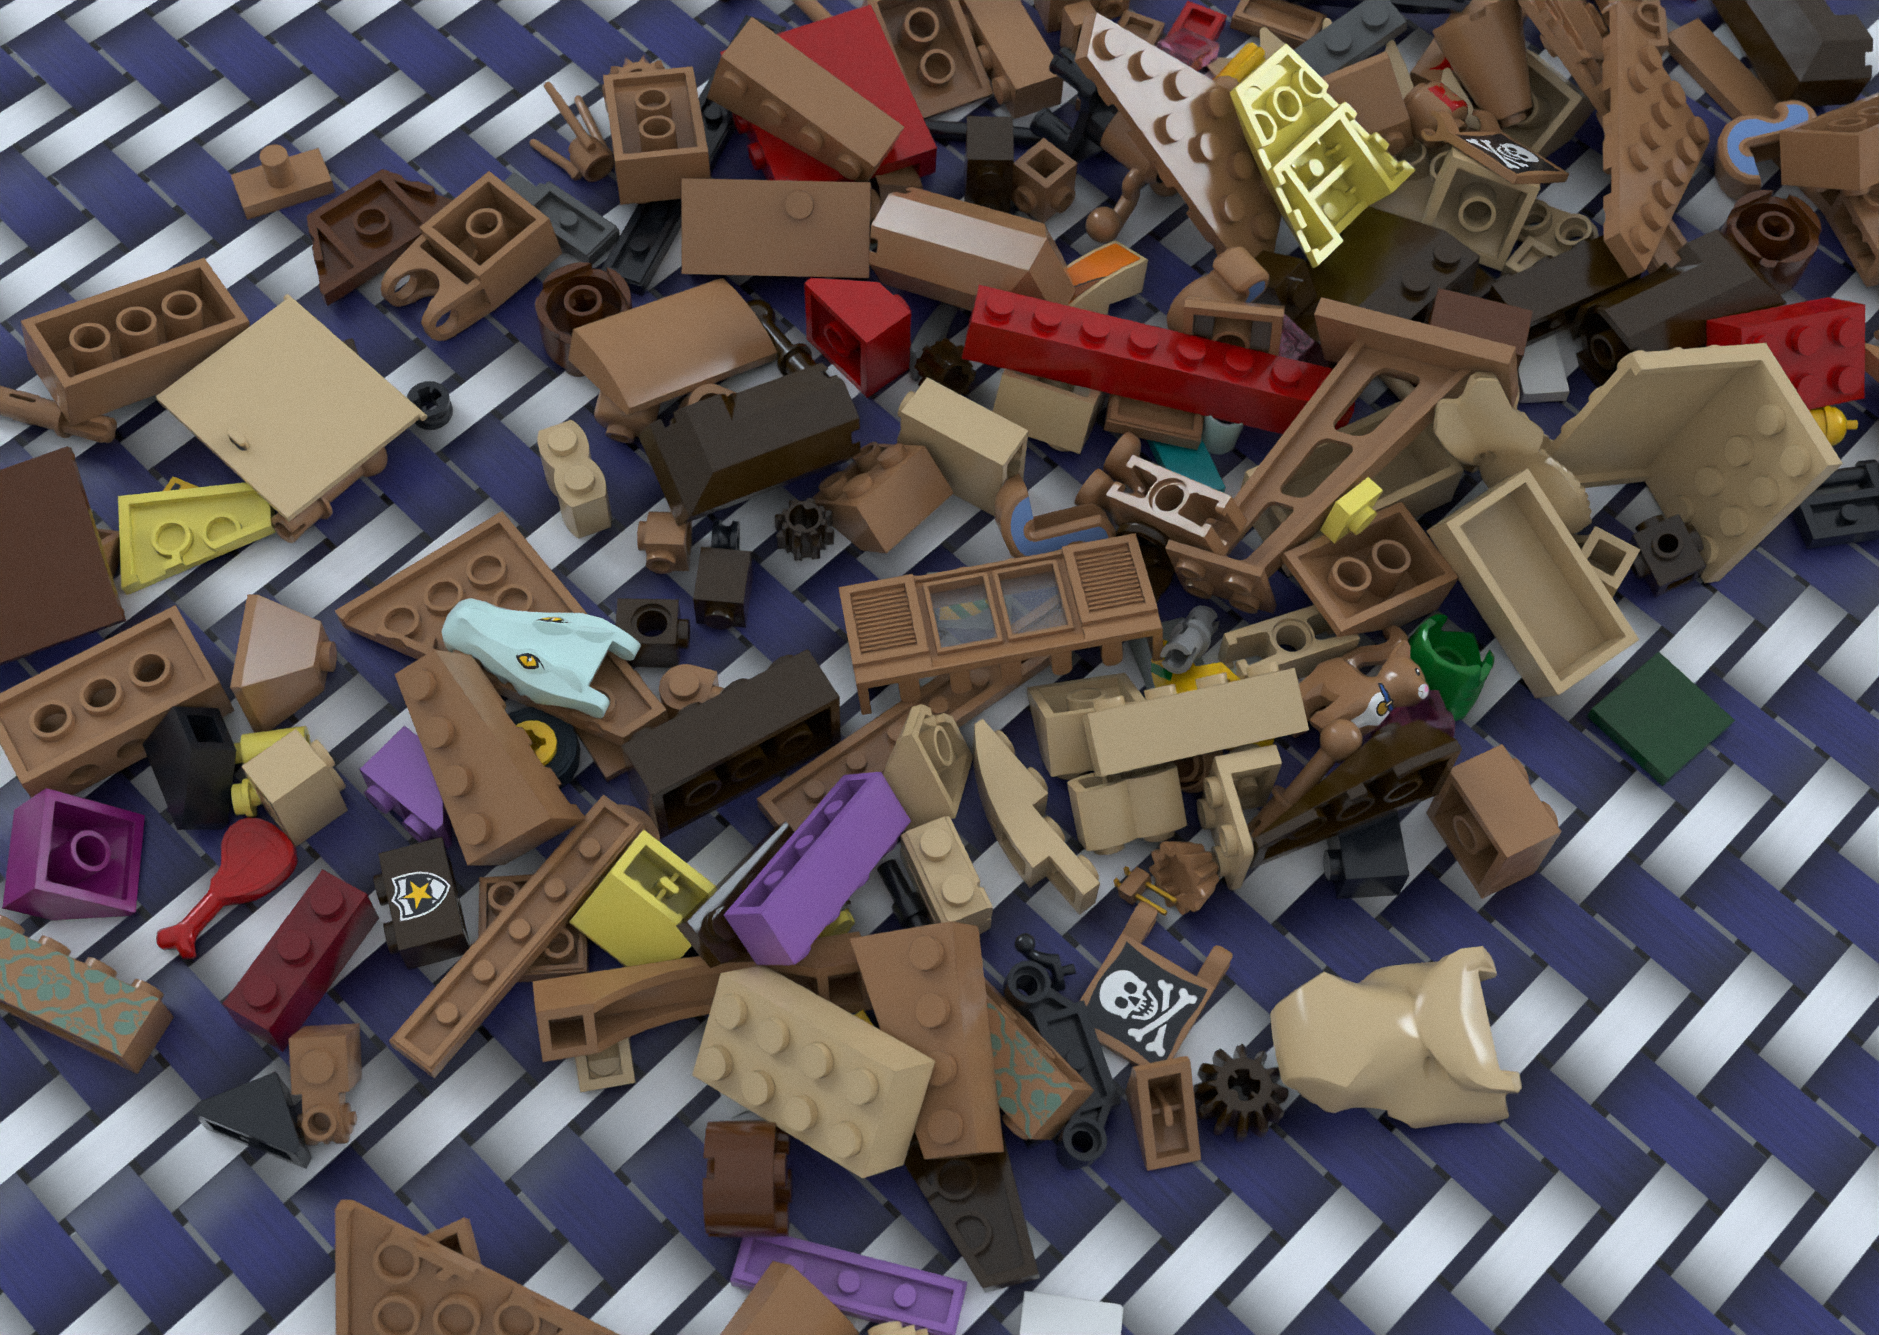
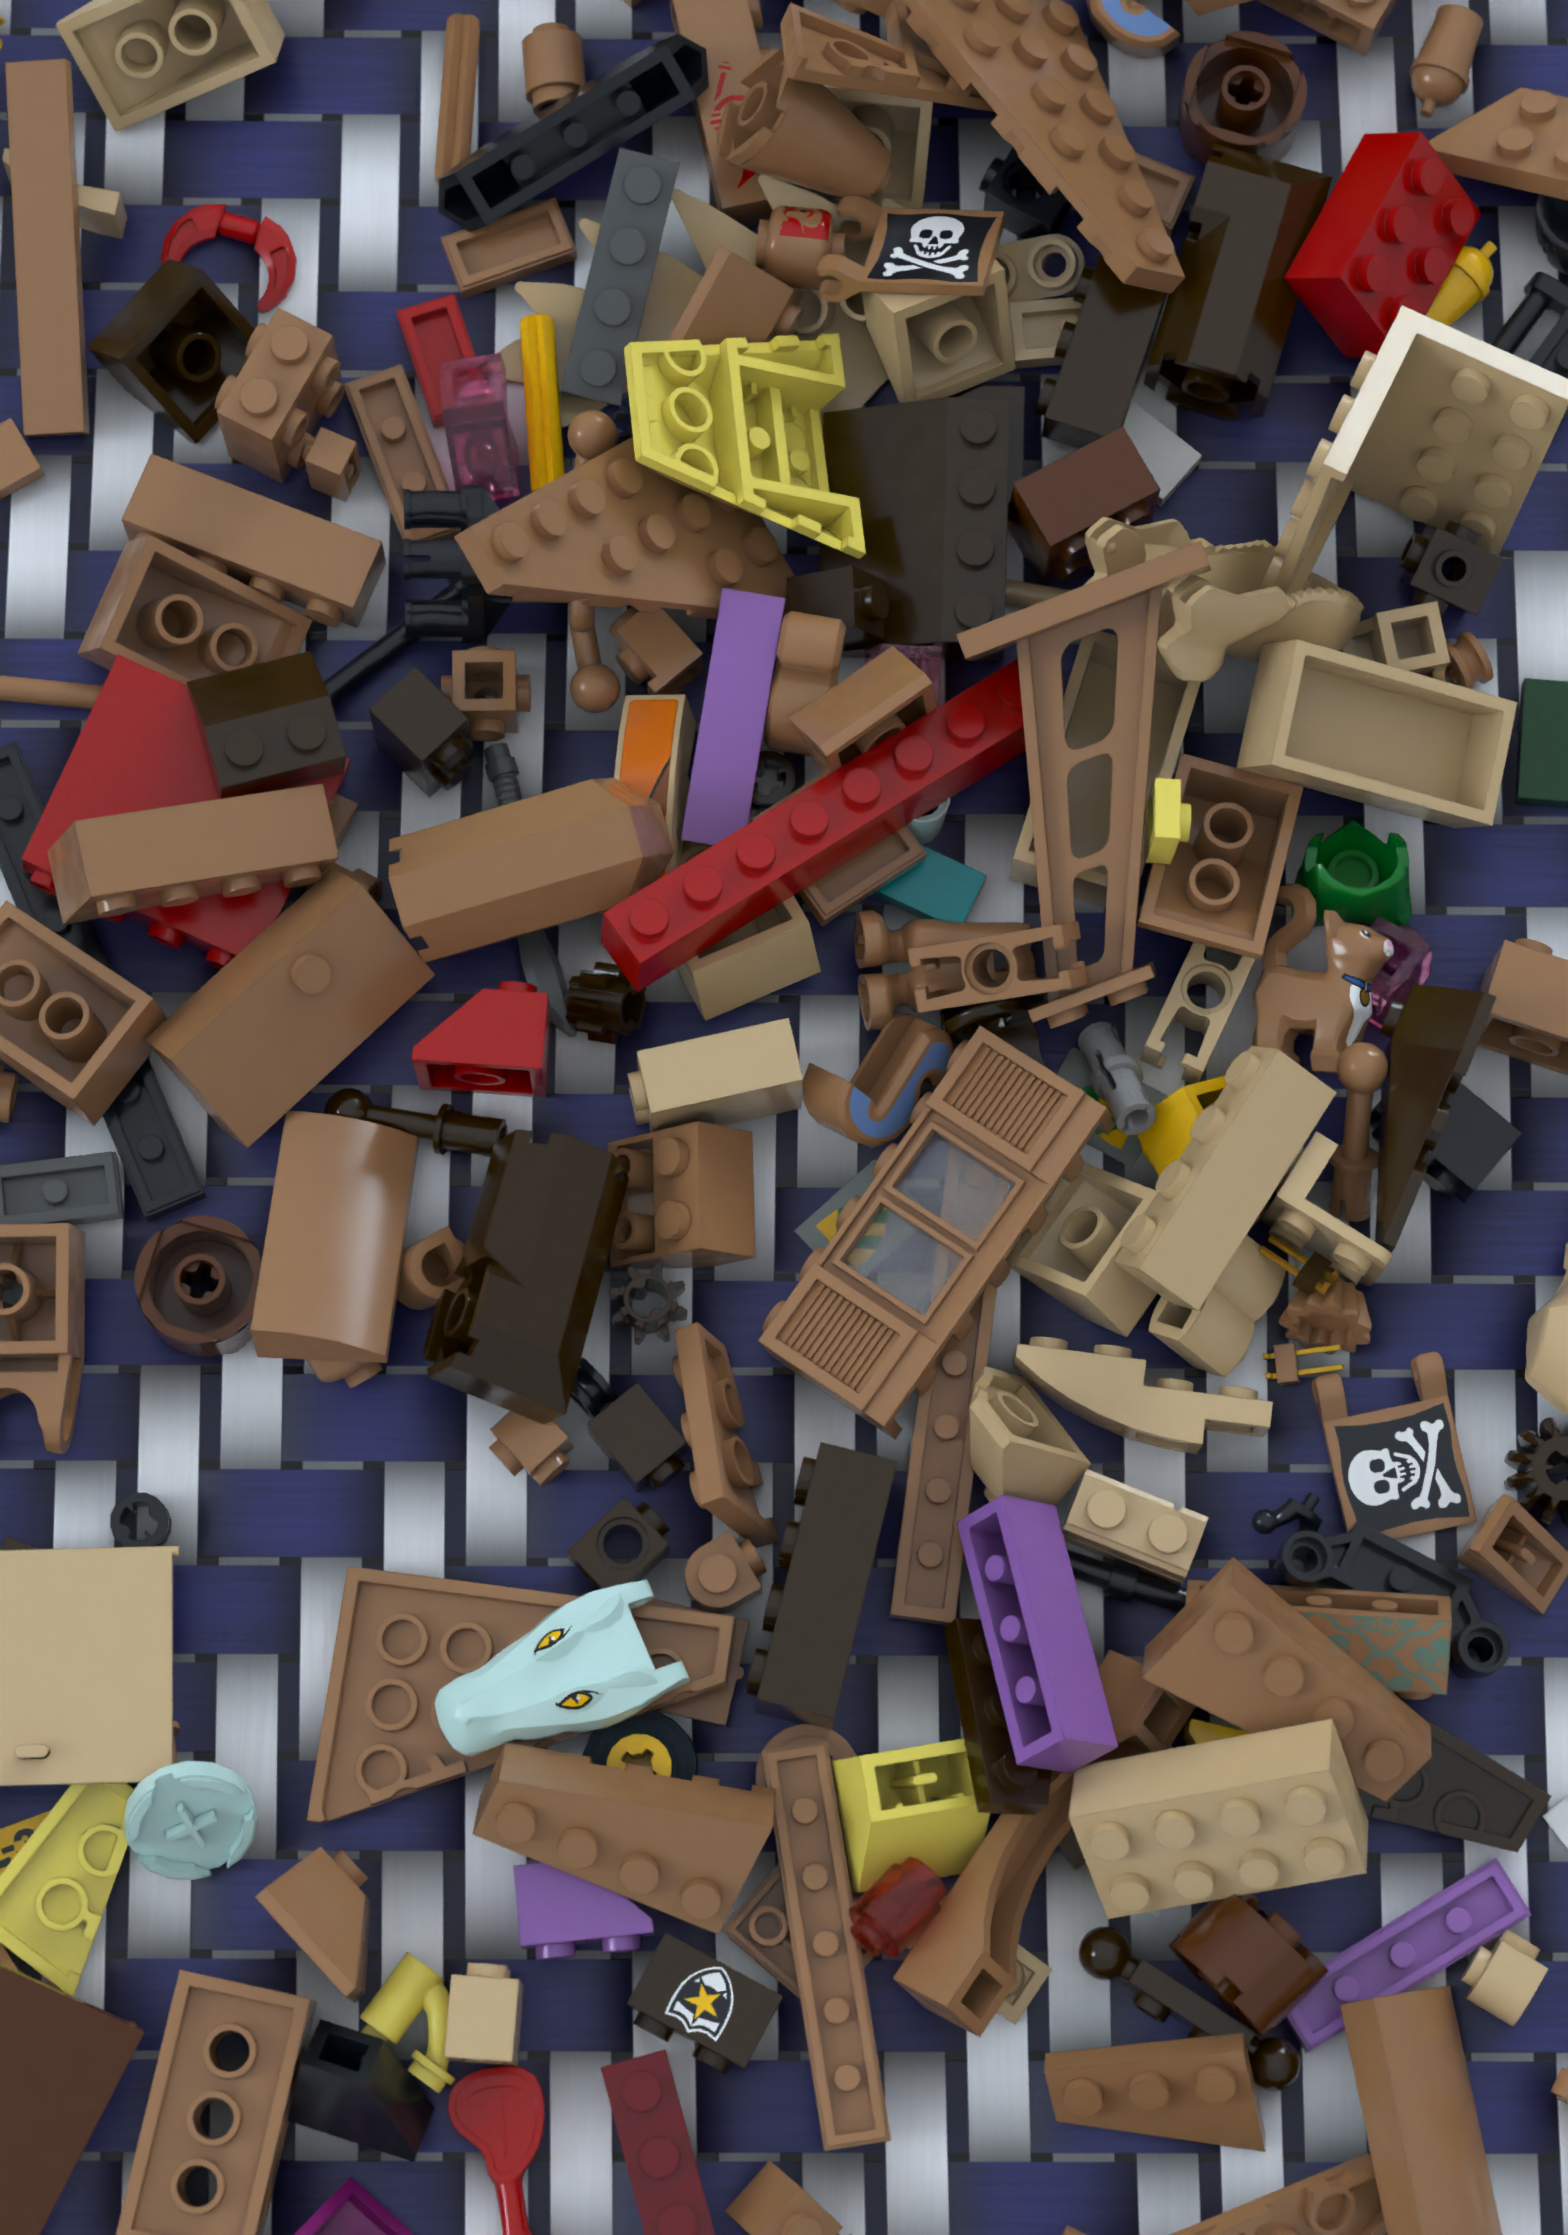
camera: 45 degrees left, 15 degrees up
(277, 551) = (190, 1819): none -> light aqua tile
(575, 479) = (362, 1461): tan brick -> none
(577, 943) = (896, 1907): none -> clear red brick
(619, 1209) = (1162, 2089): none -> medium nougat wing
(700, 1261) = (1108, 1956): none -> dark brown plate
(761, 619) = (713, 1413): none -> medium nougat wing
(908, 89) = (267, 726): none -> dark brown slope
(1157, 239) = (656, 651): none -> medium nougat brick
(1162, 277) = (733, 715): none -> medium lavender tile
(1195, 832) = (1311, 1273): none -> piece
(1585, 192) = (1022, 218): none -> black brick
(1632, 608) = (1468, 662): none -> medium nougat bush

